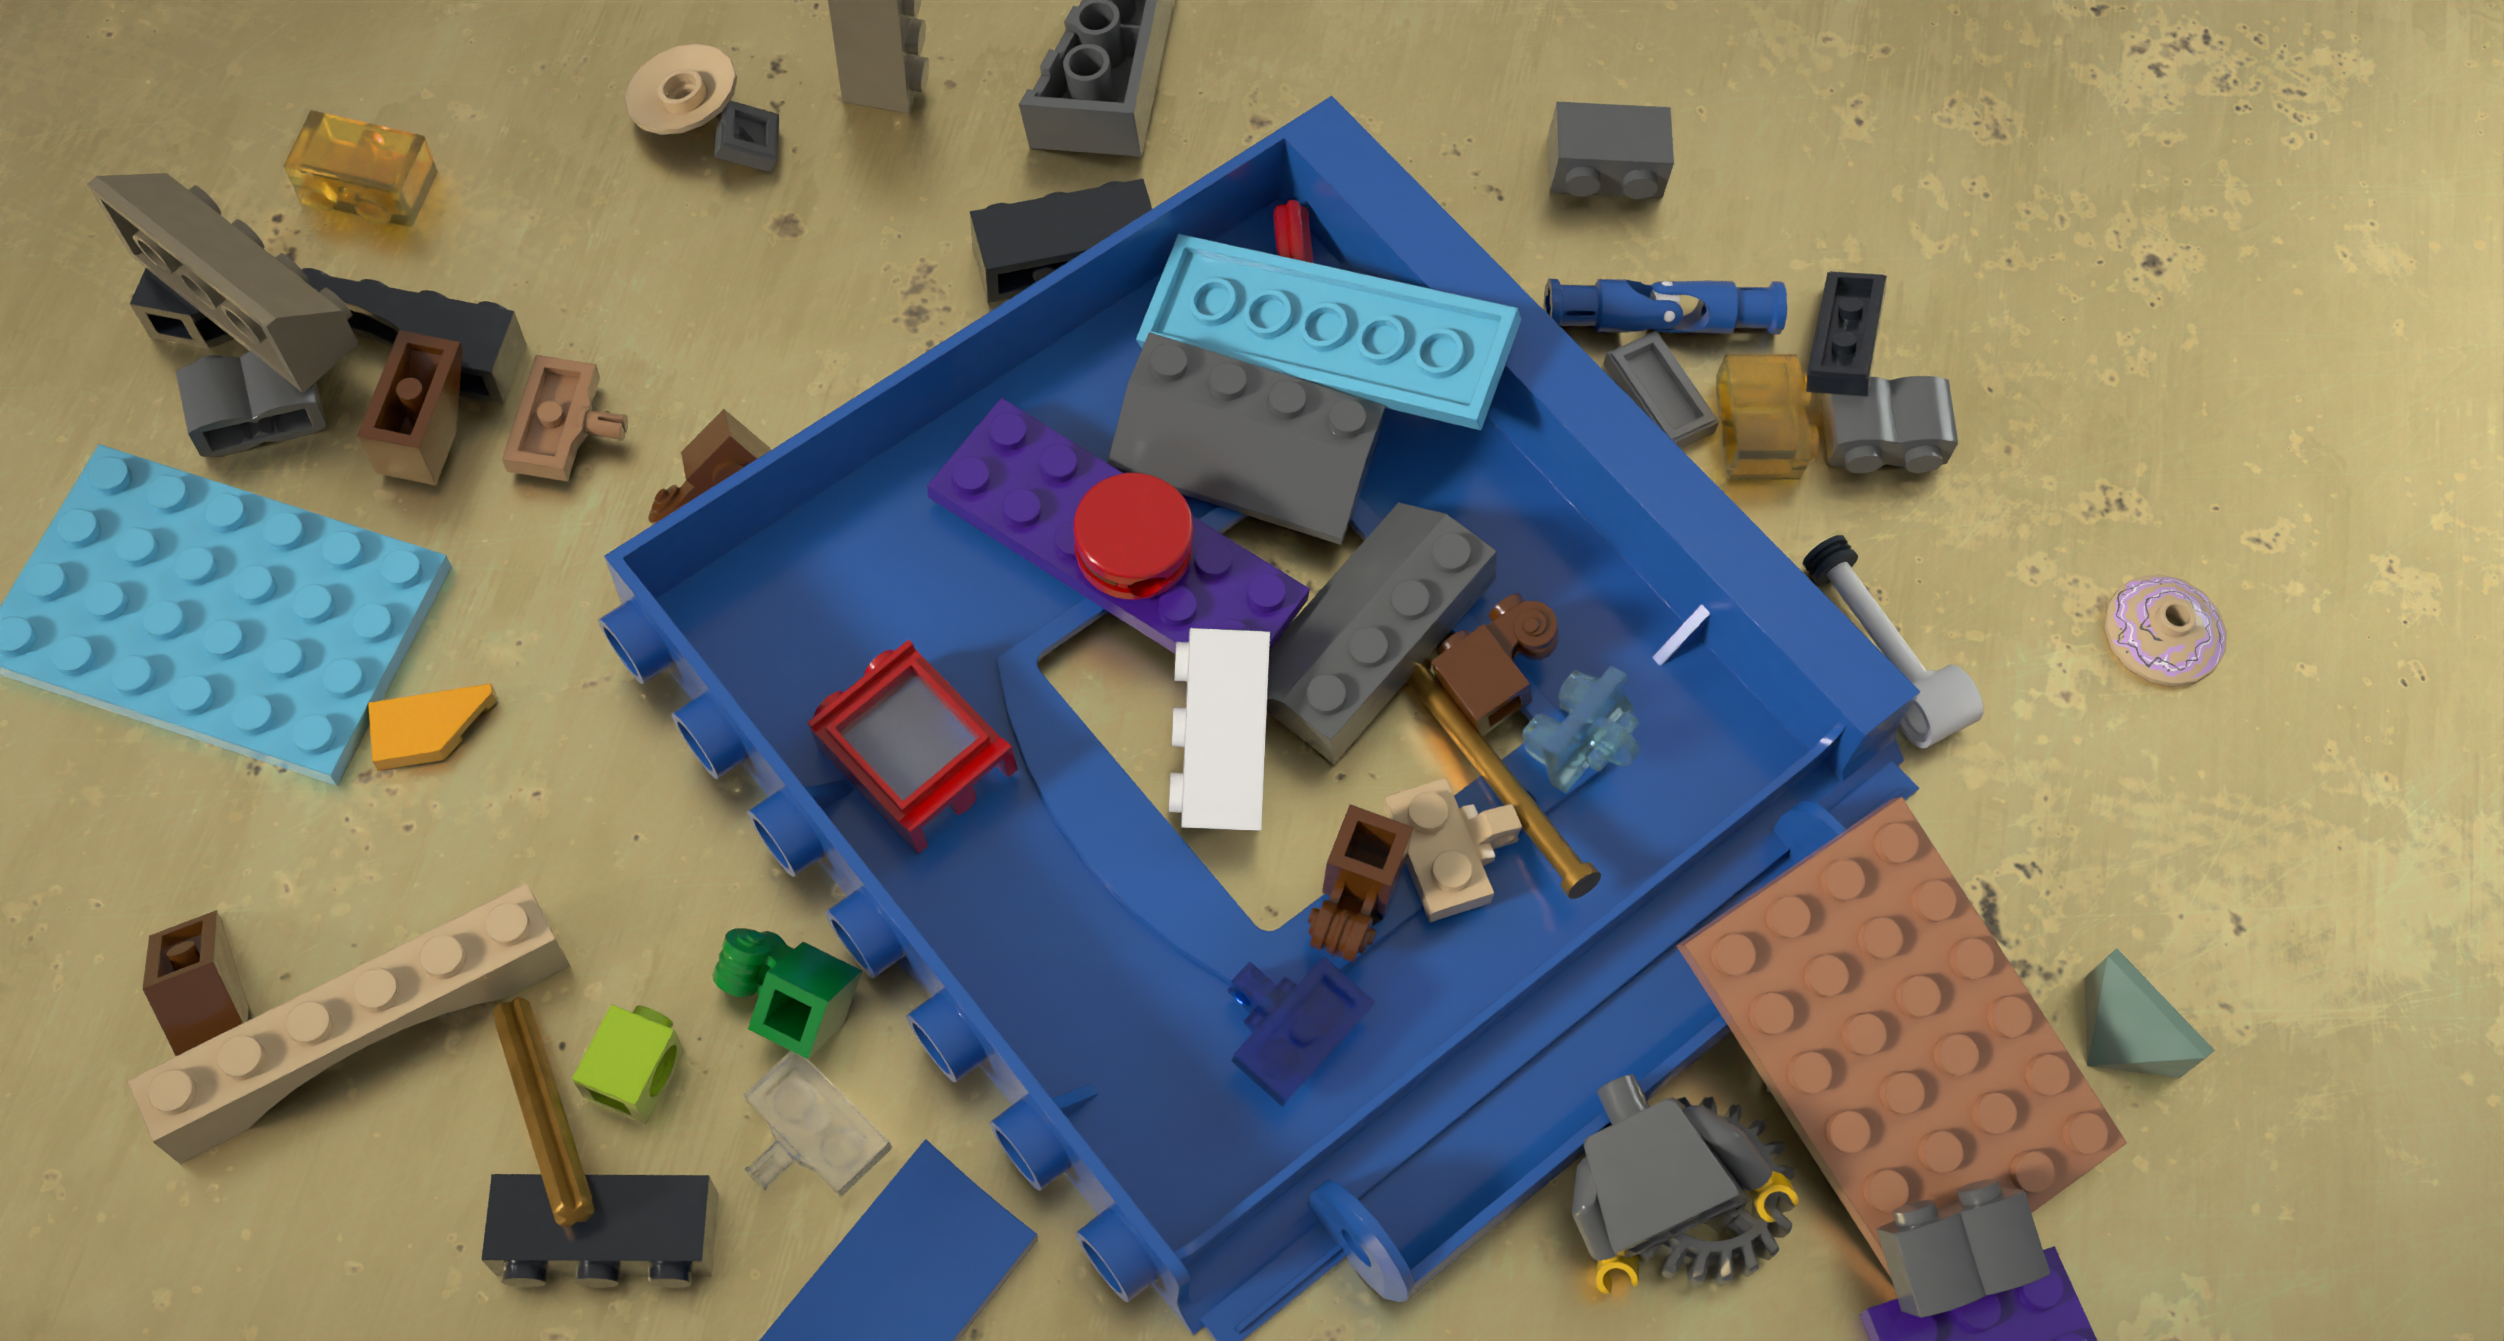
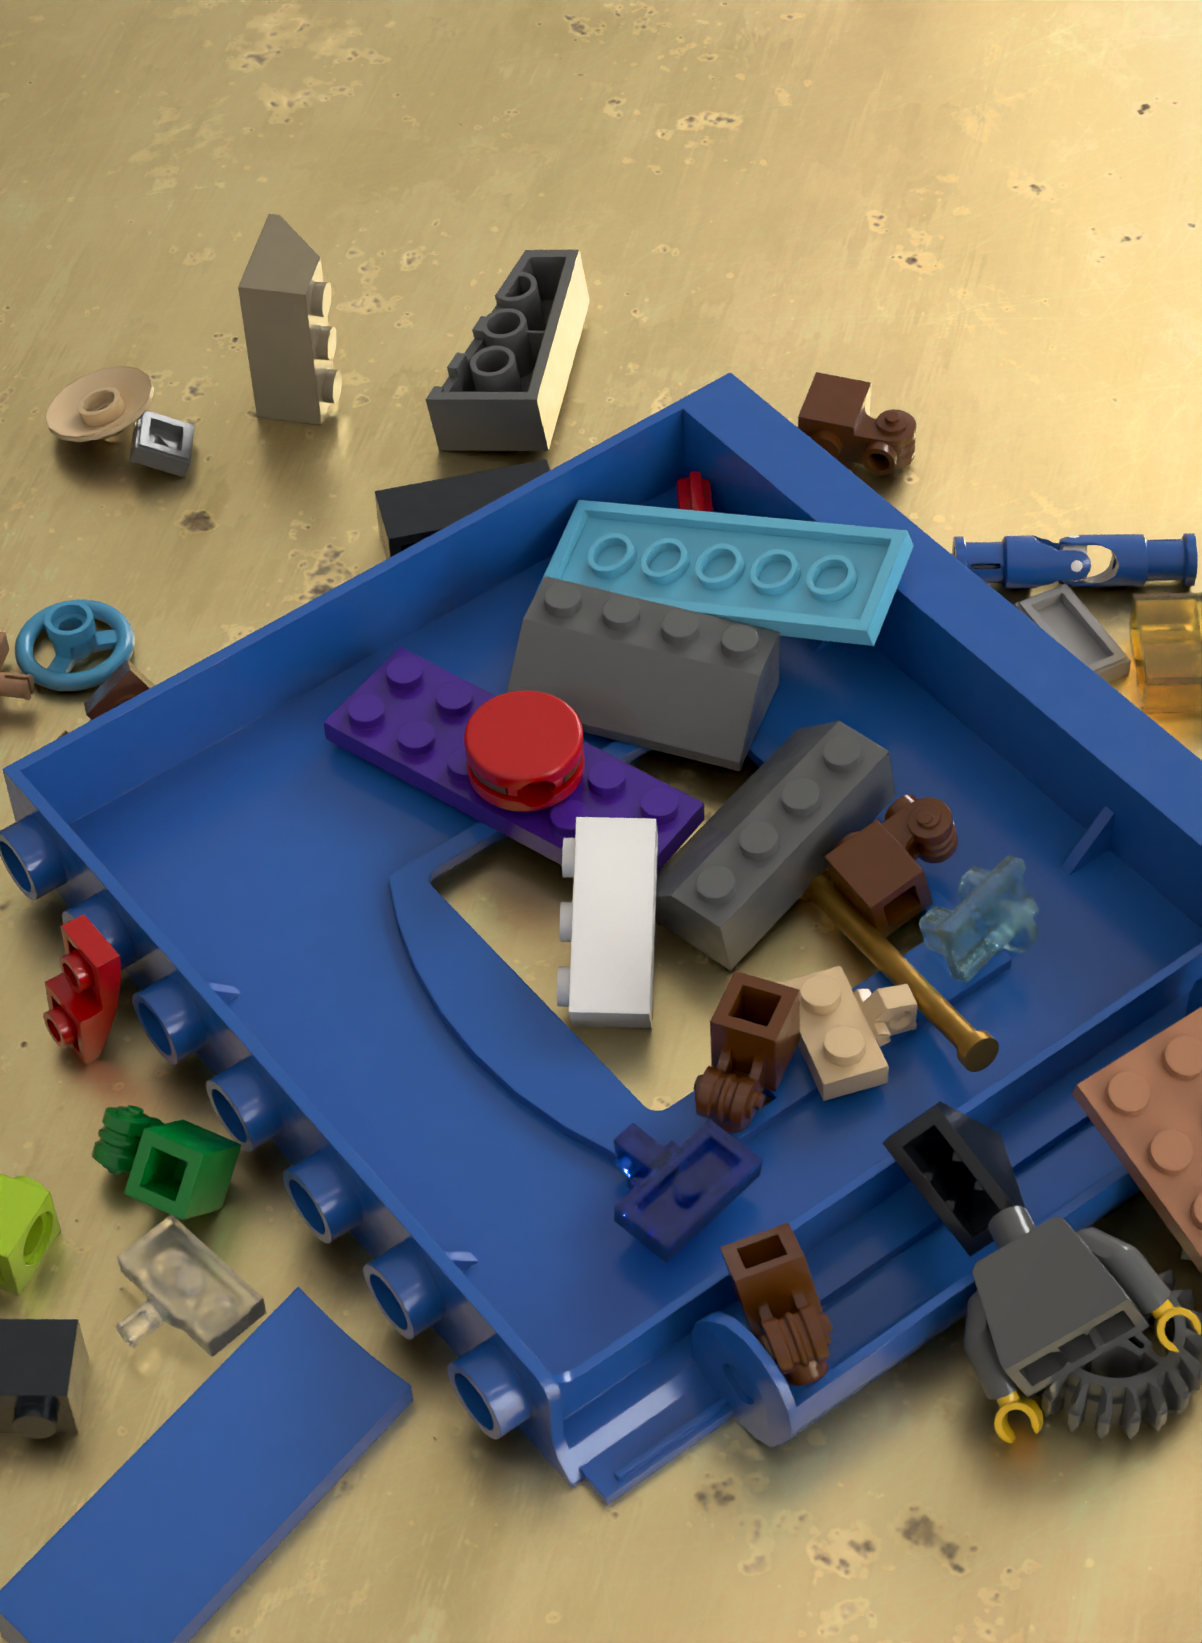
camera: 10 degrees right, 15 degrees down
(661, 346) = (74, 637): none -> dark azure piece
(697, 798) = (86, 993): none -> red slope
(908, 742) = (294, 940): red window -> none
(1399, 1172) = (780, 1302): none -> reddish brown brick
(1436, 149) = (840, 422): none -> reddish brown brick
(1569, 1026) = (958, 1171): none -> black slope
(1610, 150) = (1018, 429): dark grey brick -> none

